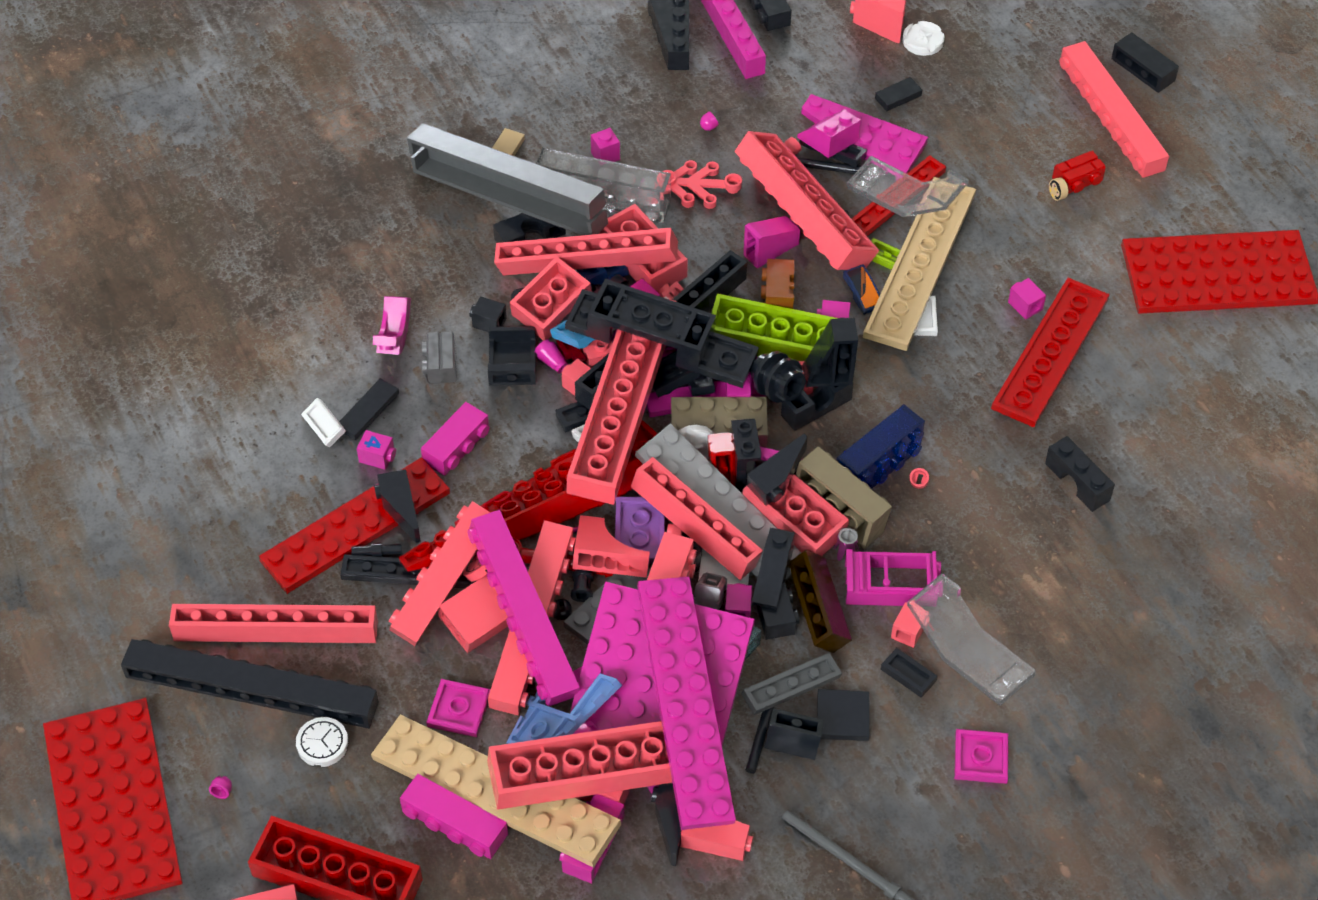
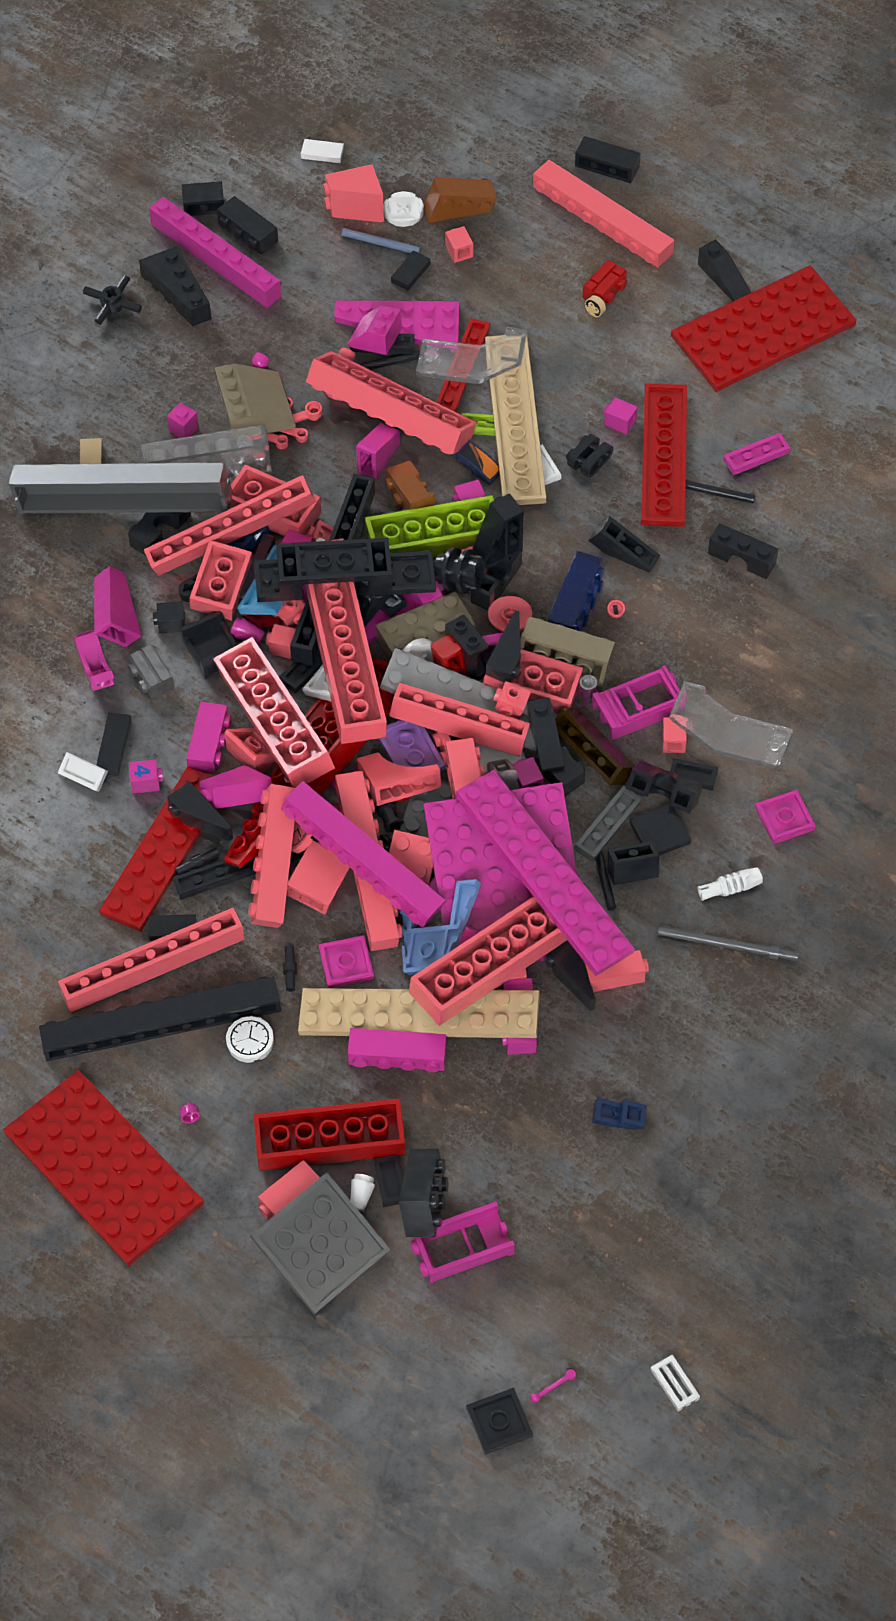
camera: 25 degrees left, 5 degrees up
(310, 595) = (166, 924): none -> black tile
(400, 690) = (289, 968): none -> black bar
(439, 287) = (114, 608): none -> dark pink slope
(444, 492) = (235, 787): none -> dark pink slope
(490, 466) = (249, 748): none -> coral slope
(522, 440) = (274, 713): none -> coral brick
(574, 630) = (413, 853): none -> coral plate
(607, 19) = (112, 299): none -> black bar
(681, 148) = (253, 398): none -> dark tan slope
(756, 520) = (511, 700): none -> coral brick
(816, 434) = (504, 608): none -> coral dish
(858, 657) = (650, 779): none -> black arch
(884, 58) = (380, 241): none -> sand blue bar
(886, 800) = (731, 883): none -> white hinge
(957, 86) = (459, 244): none -> coral brick
(961, 421) = (623, 545): none -> black slope
(975, 323) = (589, 455): none -> black brick
(979, 45) = (458, 198): none -> dark orange wedge
(1090, 409) = (720, 492): none -> black bar
(1146, 386) = (756, 453): none -> dark pink plate
(1204, 201) = (722, 270): none -> black slope

